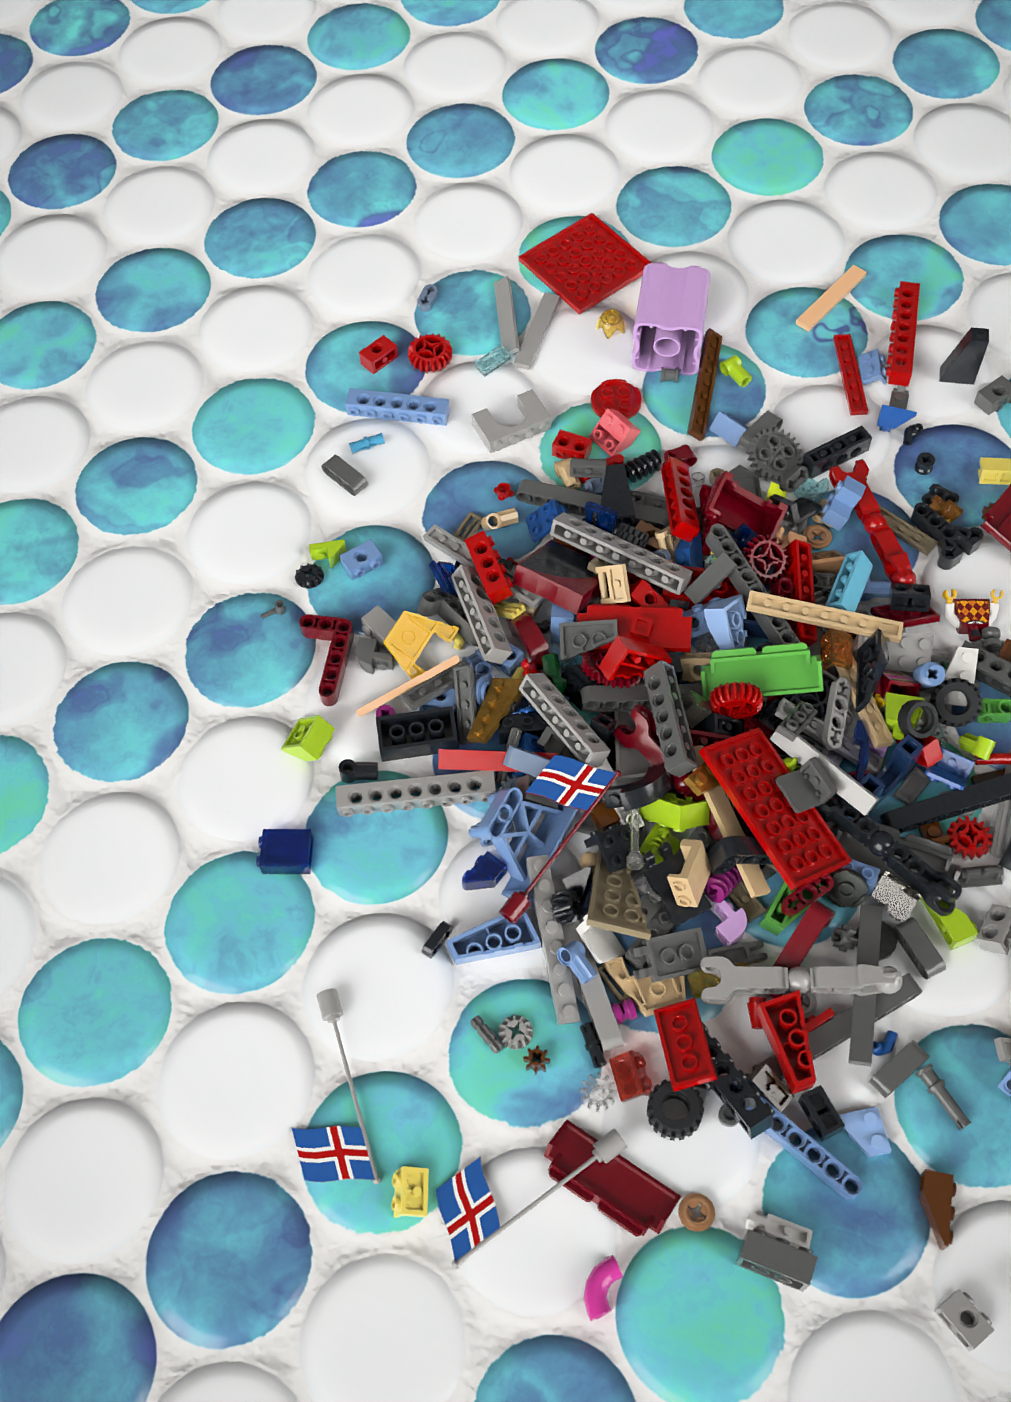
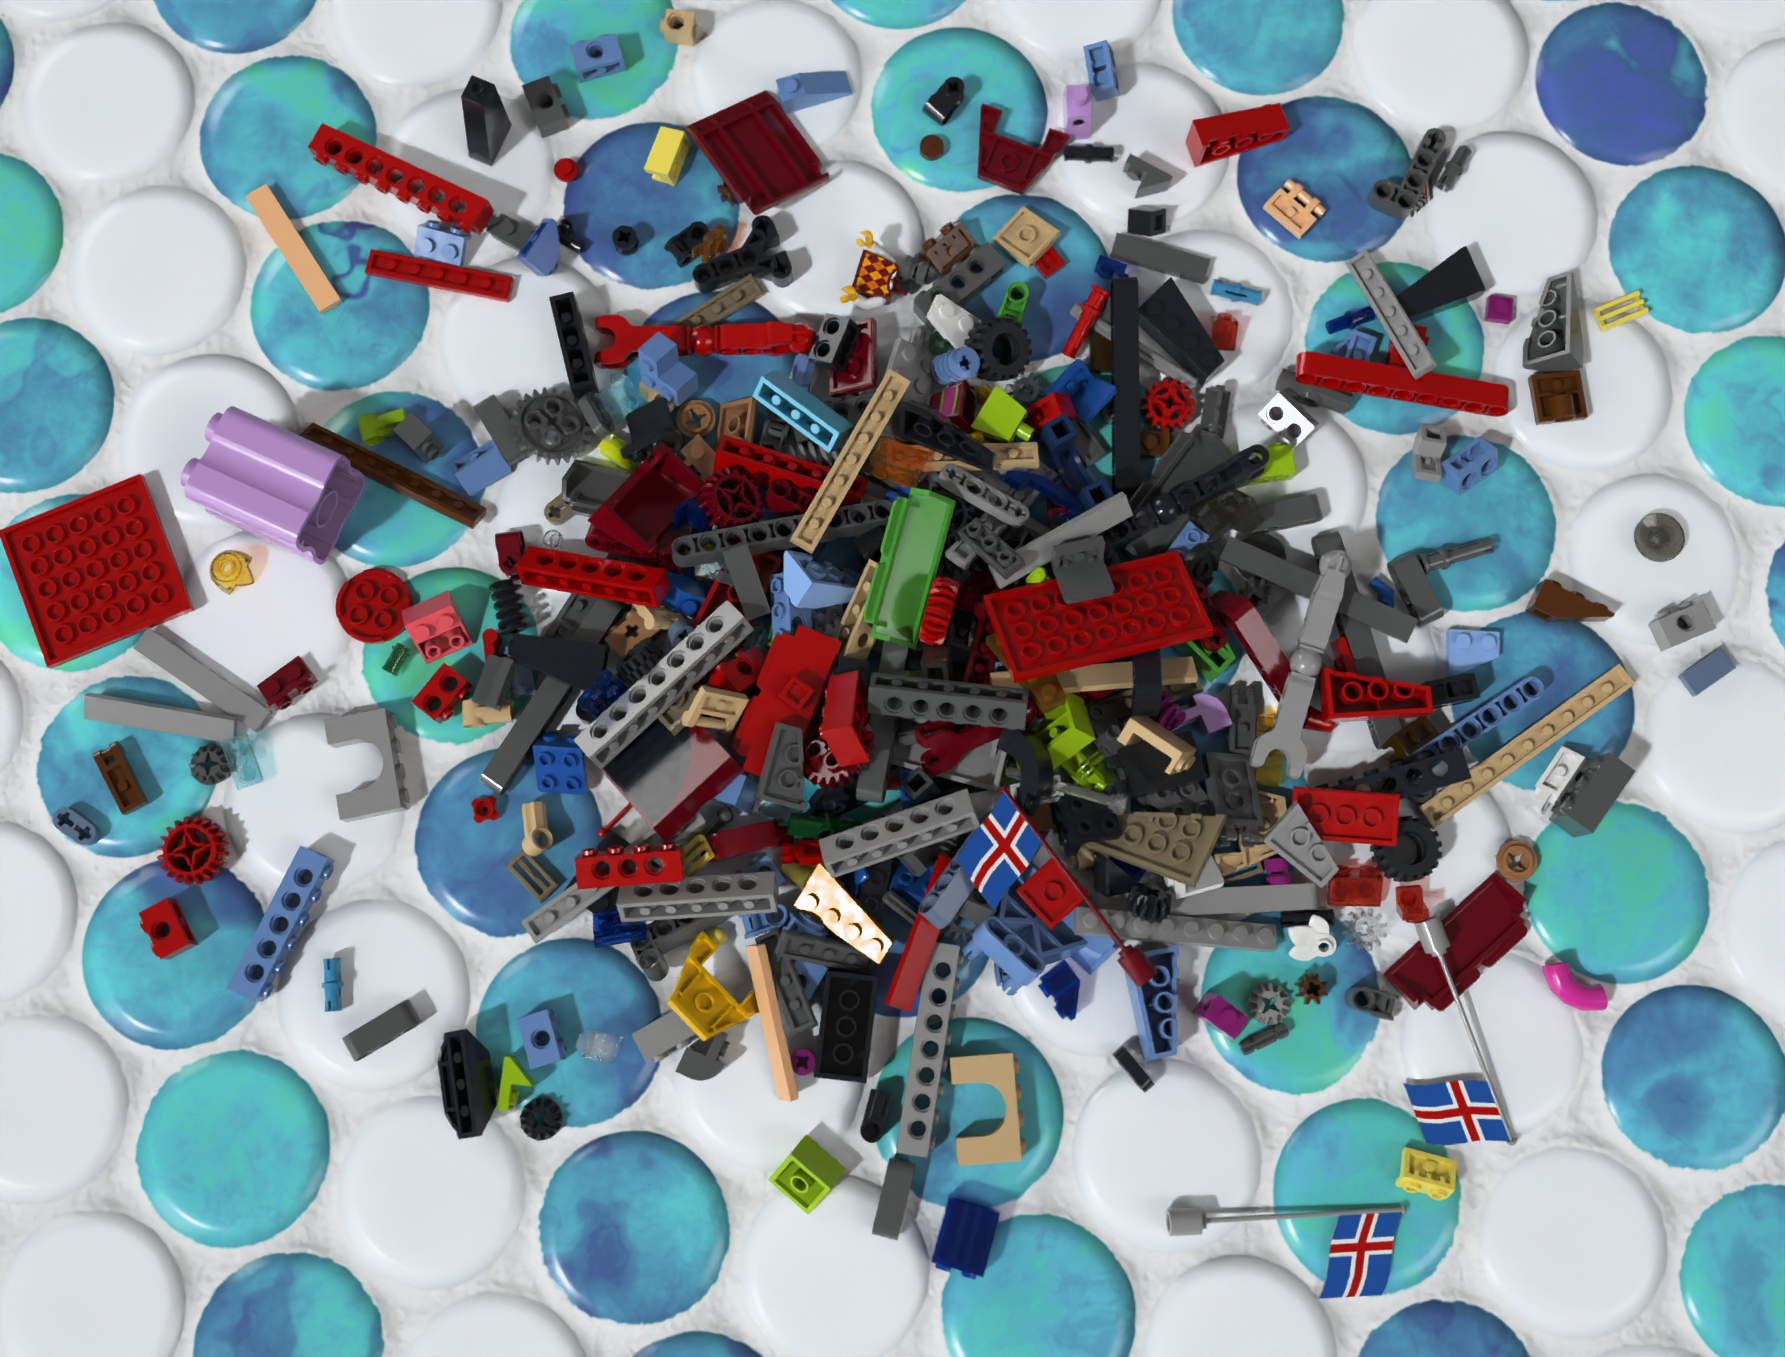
camera: 80 degrees left, 20 degrees up
(278, 609) = (584, 1181): dark grey hand -> none
(303, 797) = (893, 1198): none -> dark grey beam
(323, 527) = (466, 1083): none -> black wedge
(338, 638) = (685, 1110): dark red beam -> none
(363, 862) = (1005, 1141): none -> tan arch
(364, 589) = (599, 1045): none -> clear brick
(463, 308) = (120, 778): none -> reddish brown plate
(479, 349) = (217, 773): none -> dark grey gear
(495, 993) = (1220, 1015): none -> magenta torso
(539, 1115) = (1376, 1002): none -> dark grey piece
(549, 370) = (287, 683): none -> dark red bracket
(550, 835) = (1050, 893): none -> red tile
(574, 956) = (1212, 911): medium blue piece -> none
(576, 1048) = (1309, 937): none -> white plate
(589, 419) = (396, 658): none -> clear green pin
(630, 1125) = (1410, 903): none -> clear red bracket
(646, 889) = (1153, 800): clear hand -> none
(648, 1017) = (1301, 846): none -> light grey wing
(669, 374) = (357, 518): dark grey bush -> none
(734, 386) = (418, 438): none -> dark grey brick
(803, 1200) = (1526, 745): none -> tan plate
(930, 721) = (1015, 411): black tyre -> none
(931, 1358) = (1706, 671): none -> sand blue tile
(957, 419) = (566, 170): none -> red plate
(978, 746) = (1064, 345): lime piece -> none

